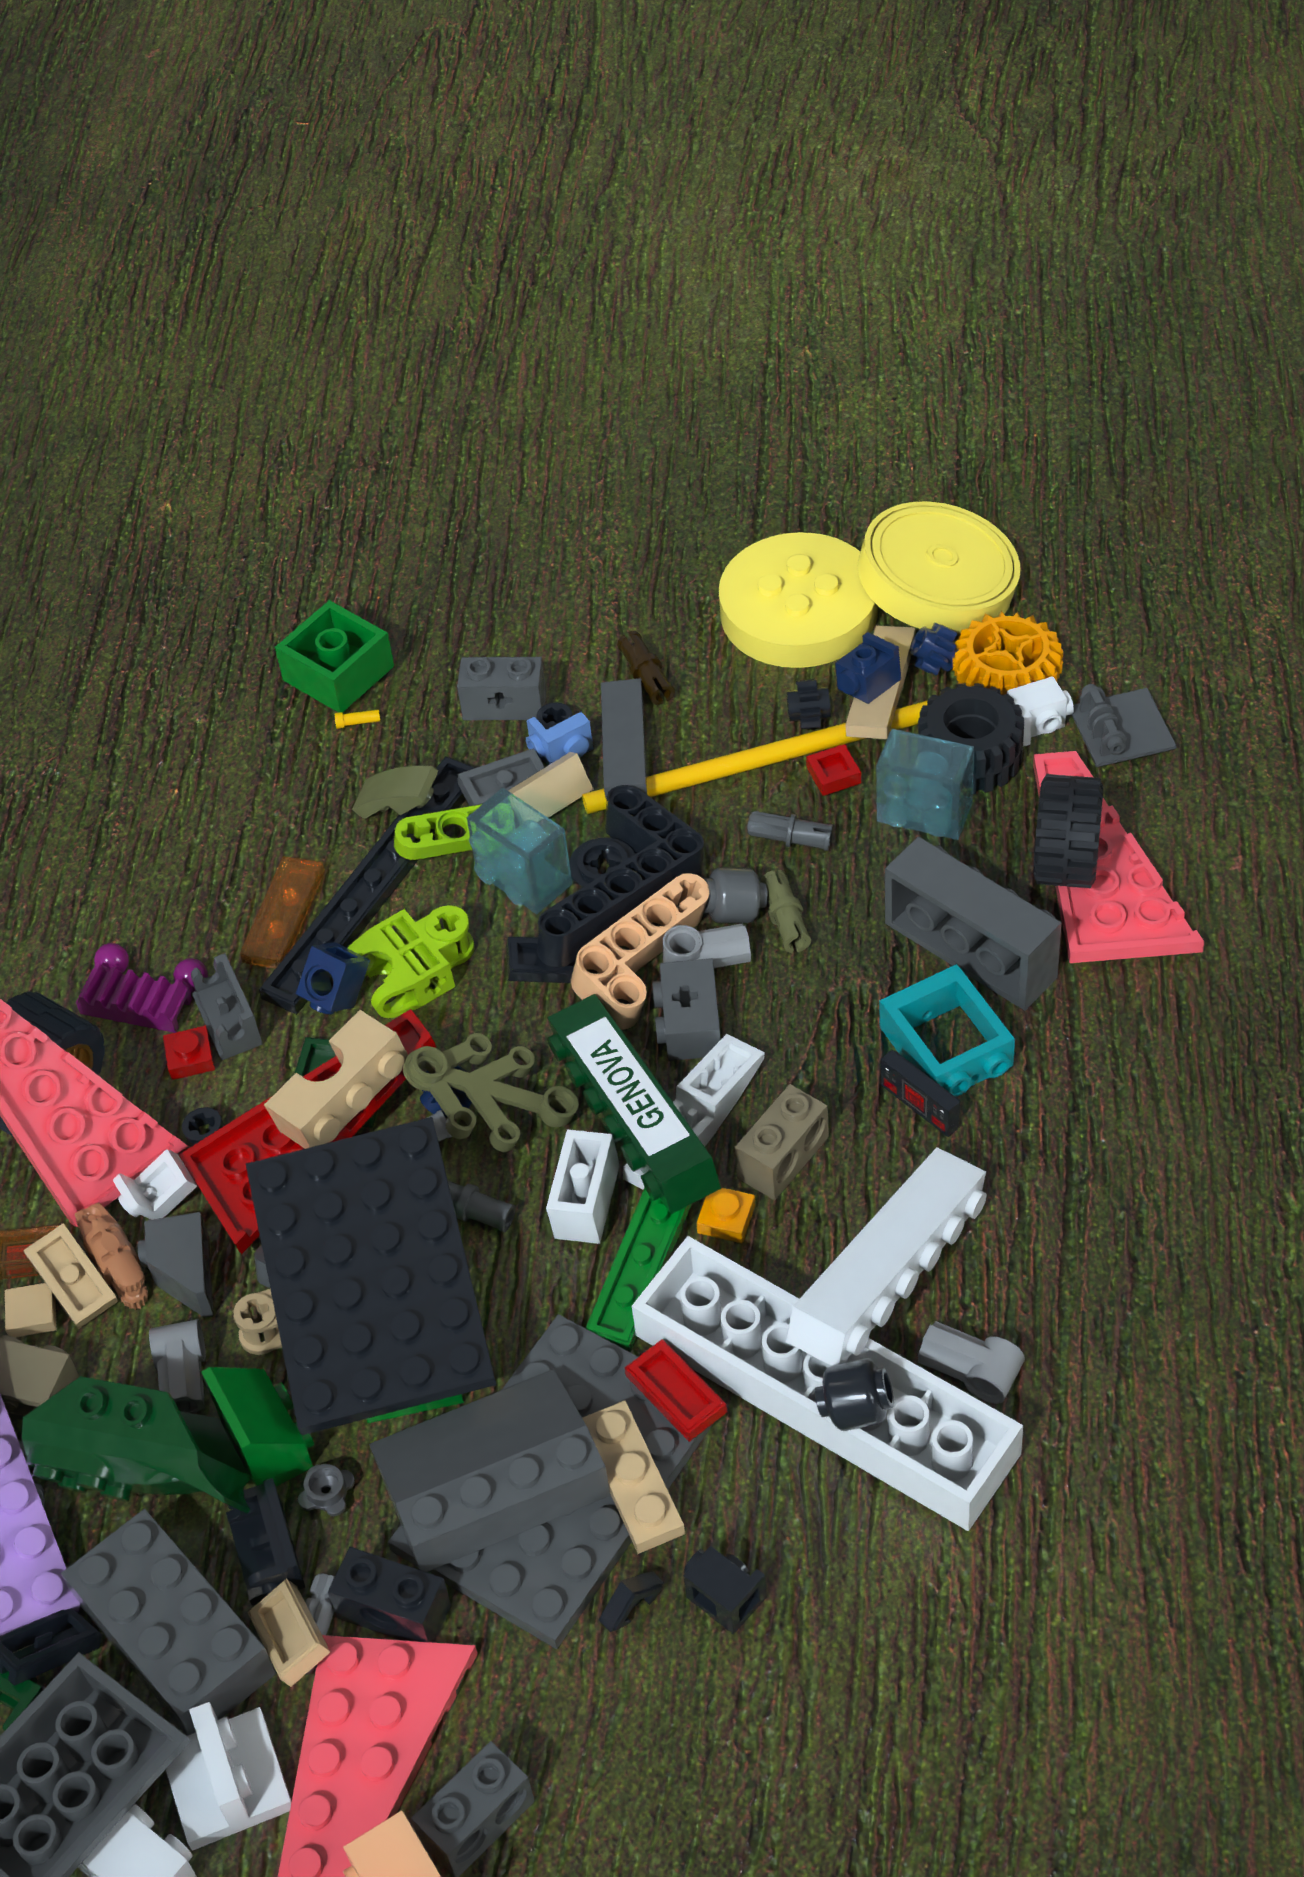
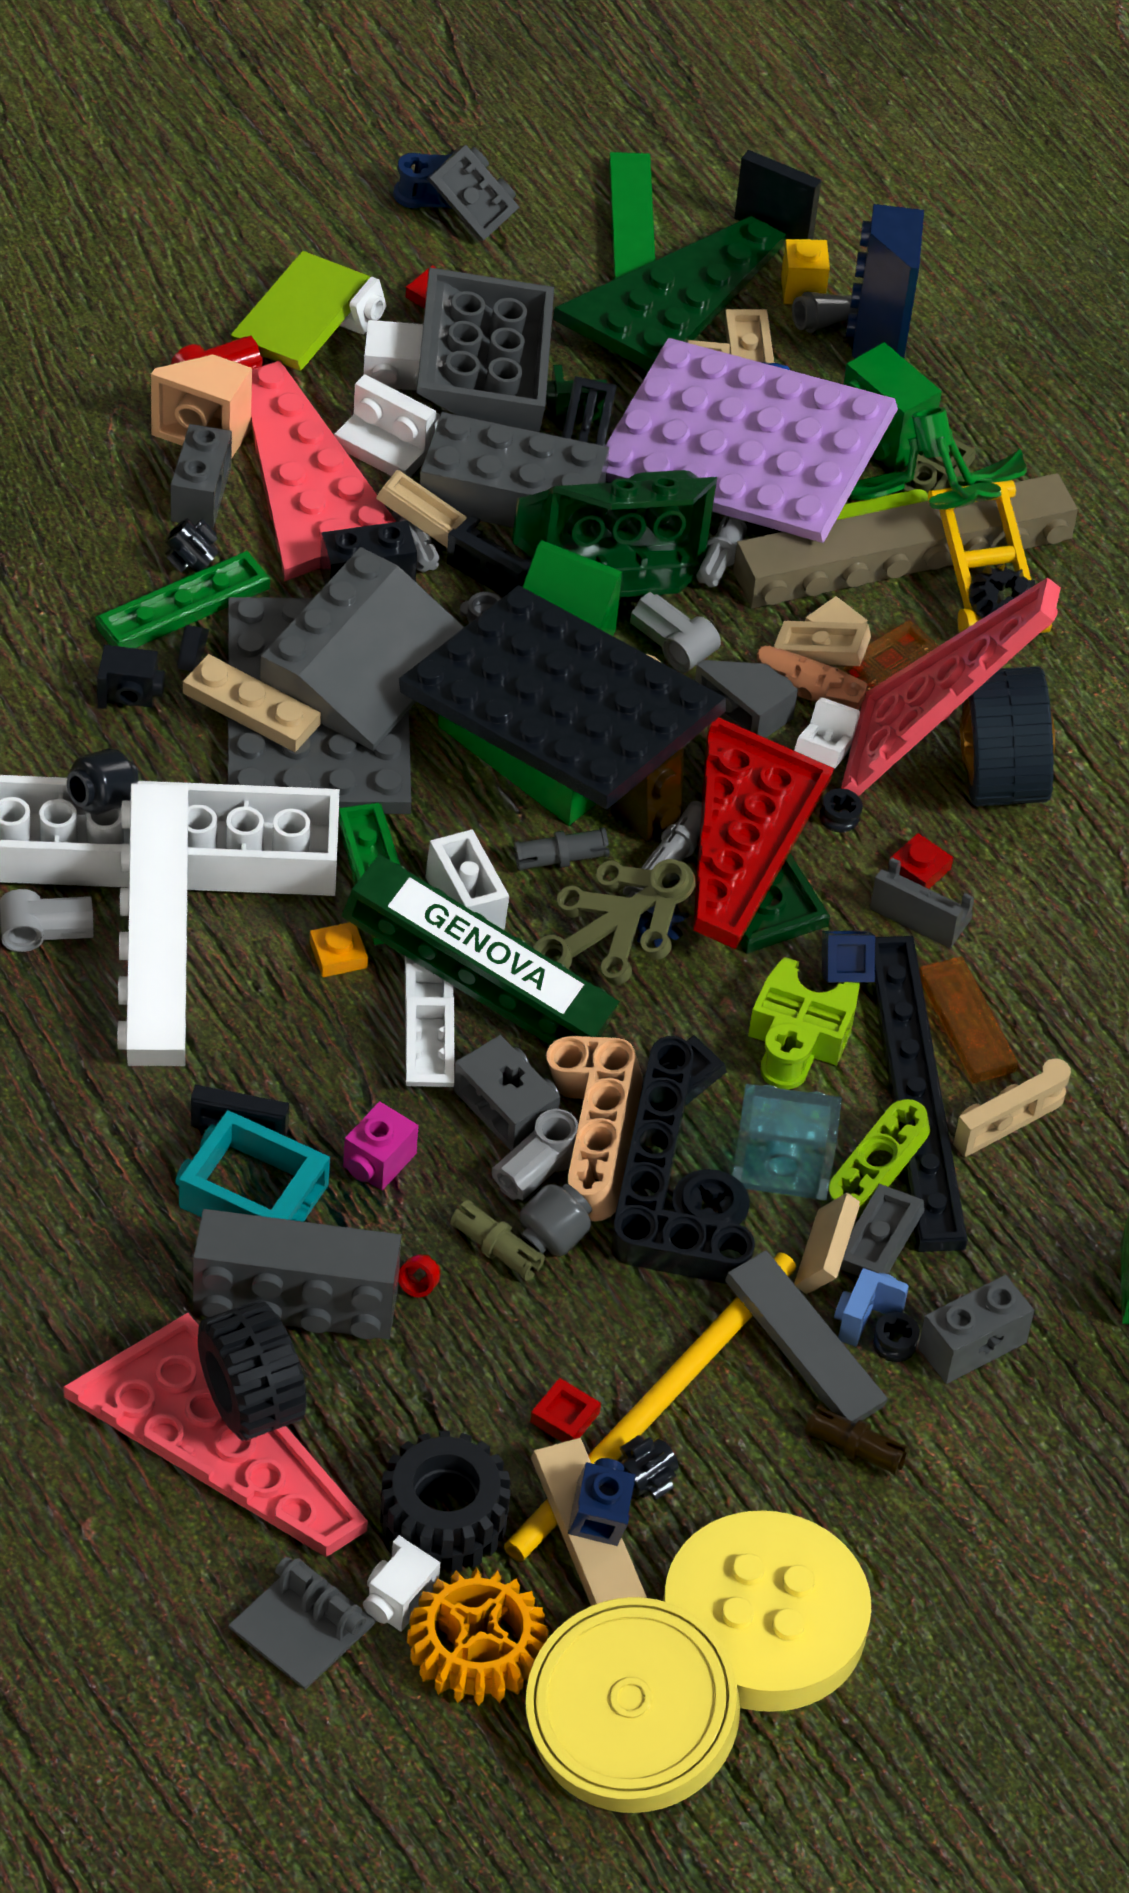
camera: 135 degrees right, 0 degrees up
(136, 999) = (1020, 882): magenta gear -> none
(319, 1110) = (730, 832): tan arch -> none
(322, 820) = (1012, 1108): none -> tan plate
(356, 718) = (1111, 1238): yellow piece -> none
(396, 789) = (970, 1160): olive slope -> none
(549, 1718) = (191, 545): none -> black gear
(599, 1673) = (182, 602): none -> green tile
(675, 1390) = (259, 768): red tile -> none
(782, 1141) = (329, 1010): dark tan brick -> none
(790, 830) = (556, 1324): dark grey axle -> none
(824, 1013) = (380, 1146): none -> dark pink brick
(863, 912) = (427, 1283): none -> red hinge
(924, 784) = (450, 1393): clear light blue brick -> none
(934, 648) = (561, 1598): dark blue gear -> none

